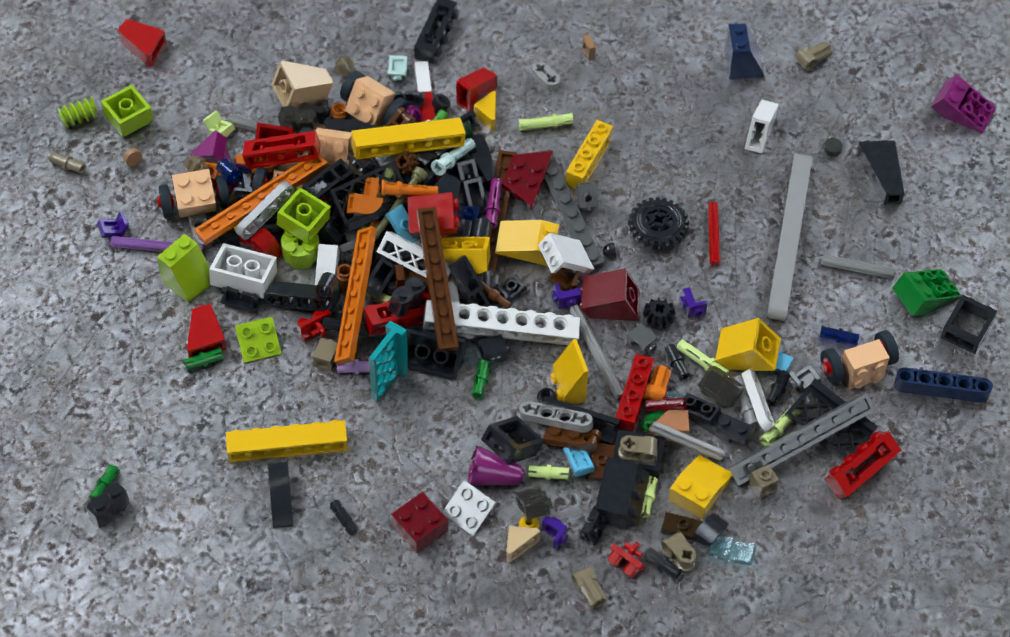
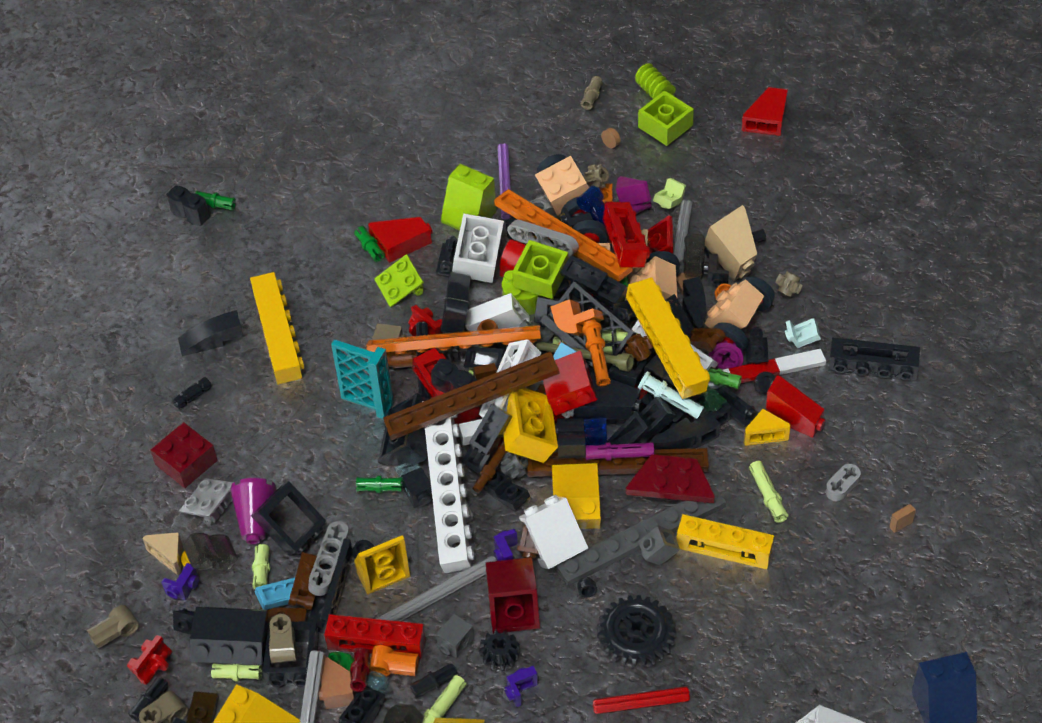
camera: 85 degrees right, 5 degrees down
(113, 227) = (517, 141): dark purple bracket -> none

